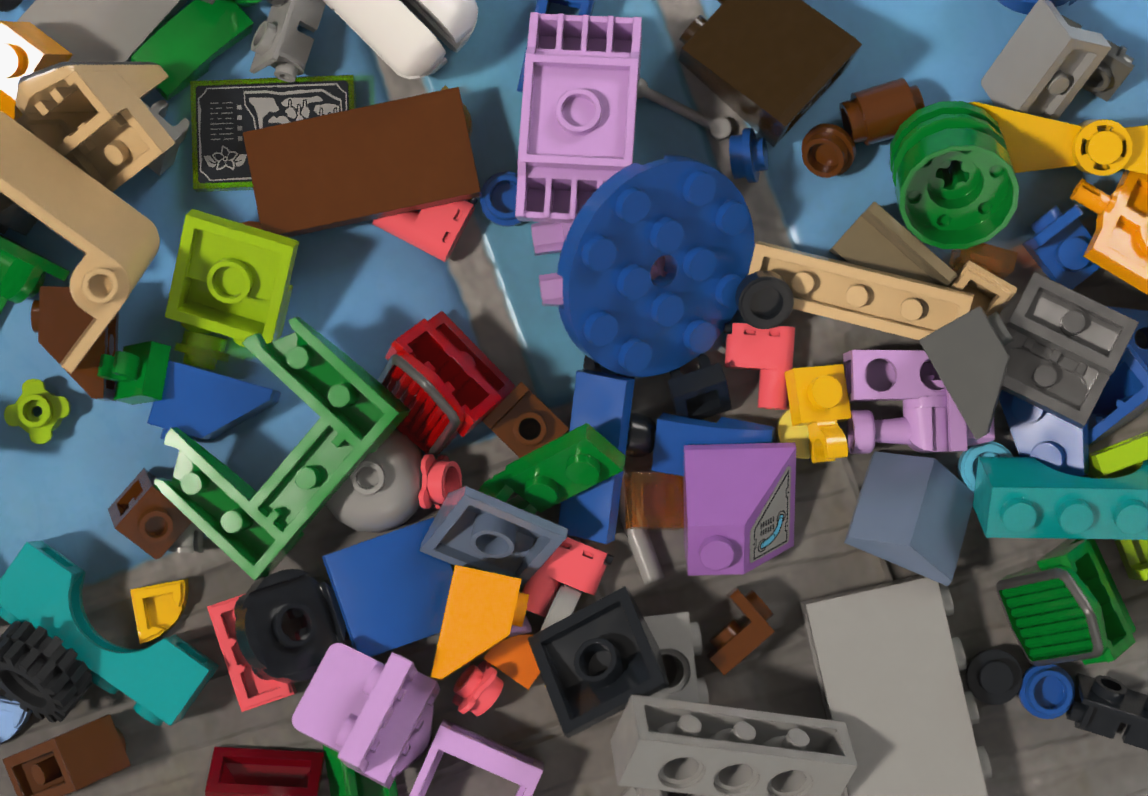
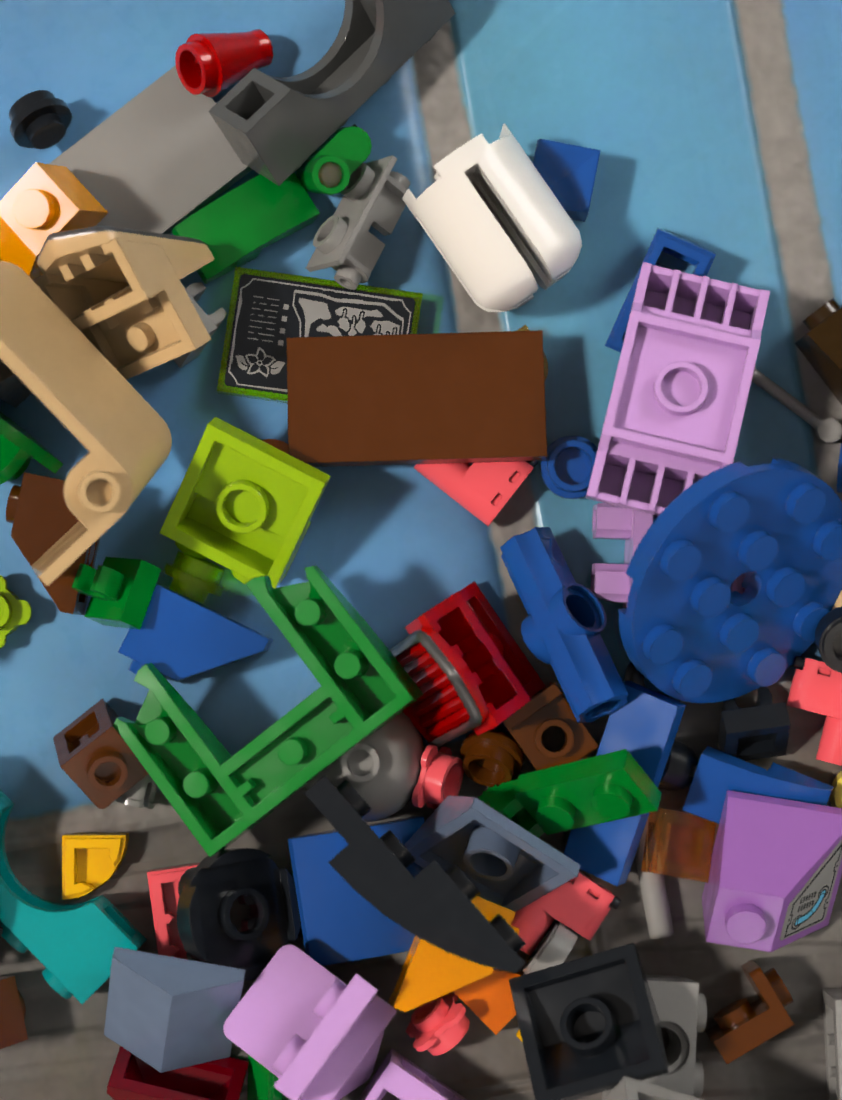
camera: 10 degrees right, 0 degrees up
(246, 715) = (170, 1008): none -> sand blue slope
(442, 583) = (431, 904): none -> black slope
(481, 456) = (491, 757): none -> reddish brown plate
(521, 331) = (564, 625): none -> blue piece

